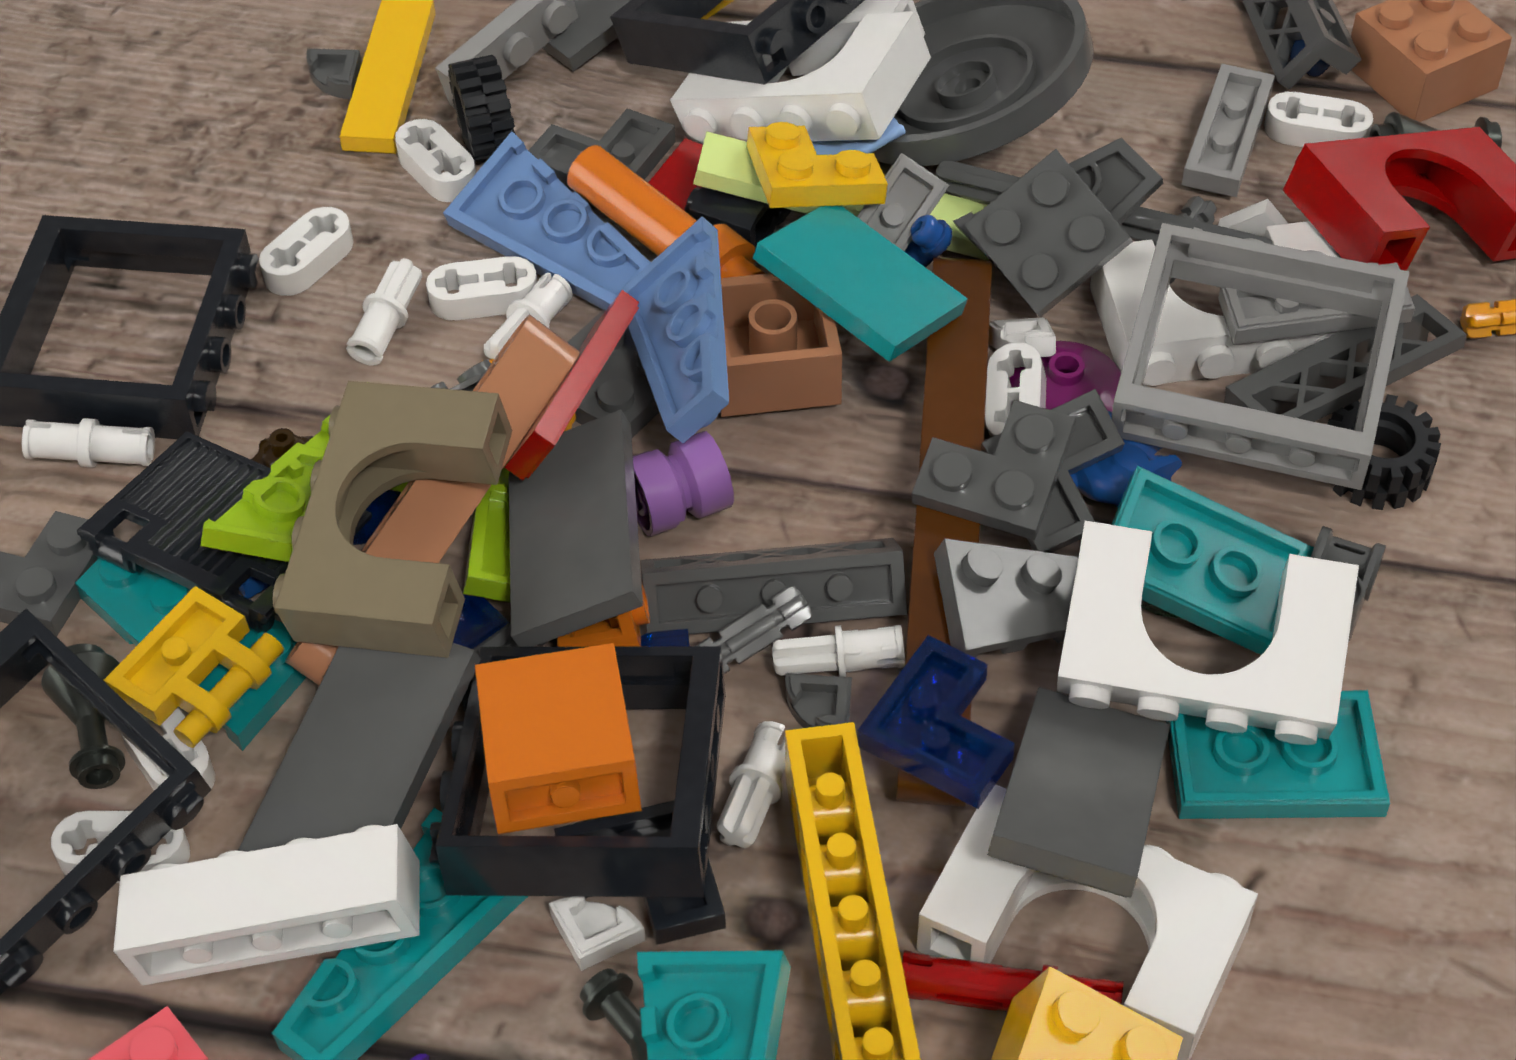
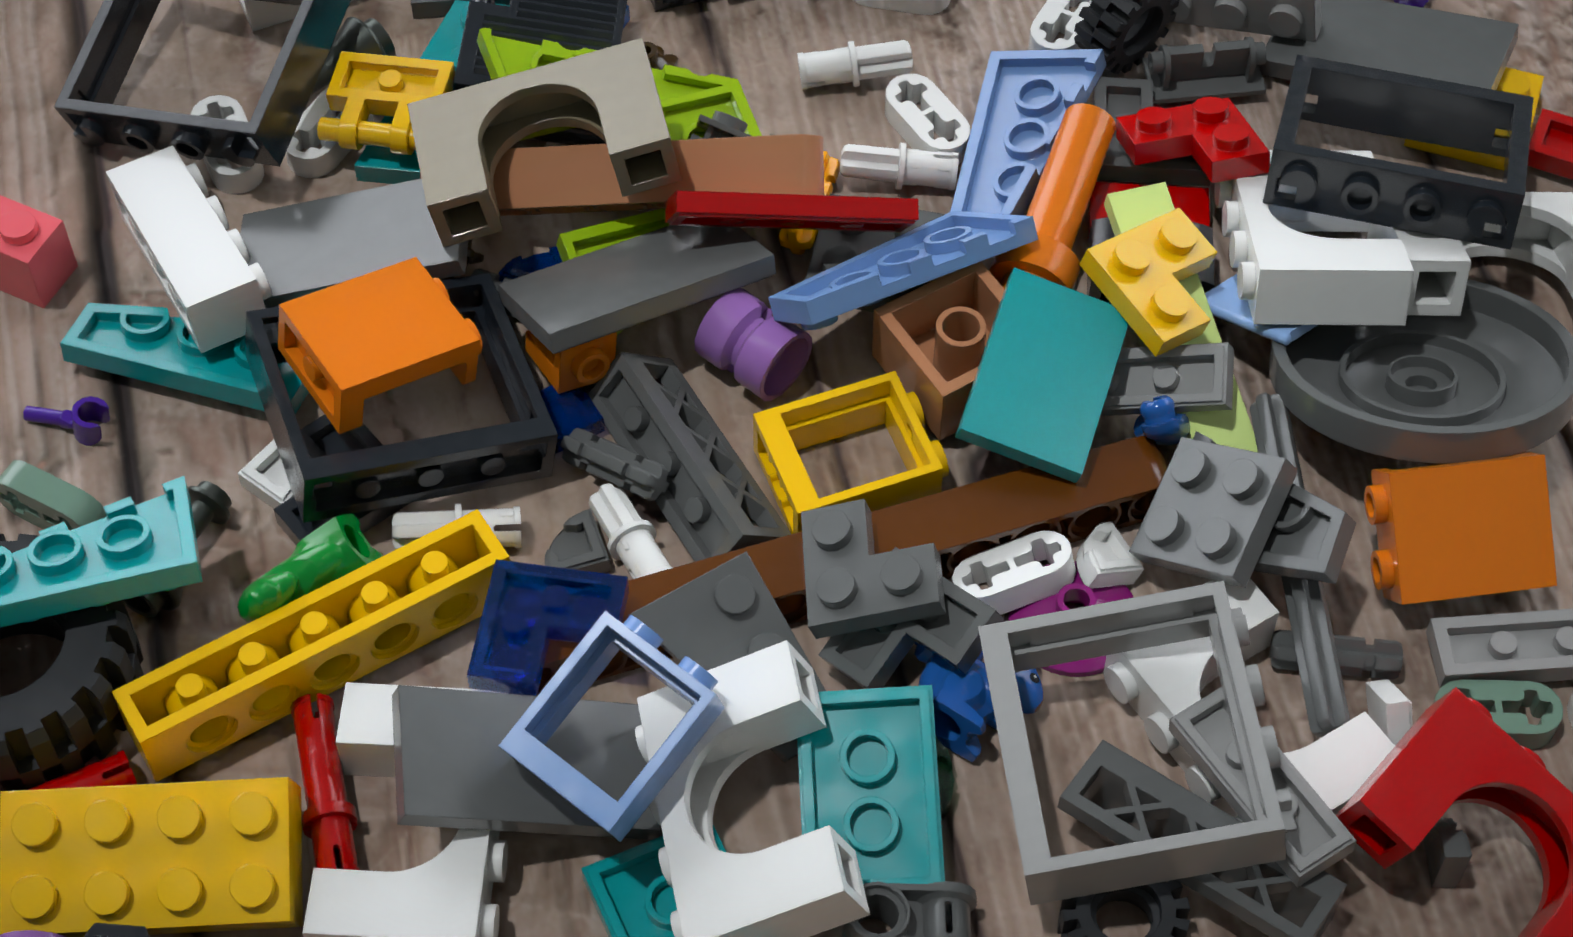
camera: 65 degrees right, 5 degrees up
(559, 91) = (1191, 74): none -> dark grey hinge
(646, 100) = (1207, 130): none -> red plate
(772, 904) = (316, 561): none -> green animal
(837, 509) = (838, 413): none -> yellow window
(1130, 98) = (1461, 529): none -> orange panel
(1158, 648) = (569, 684): none -> medium blue window
(1265, 172) = (1503, 701): none -> sand green beam

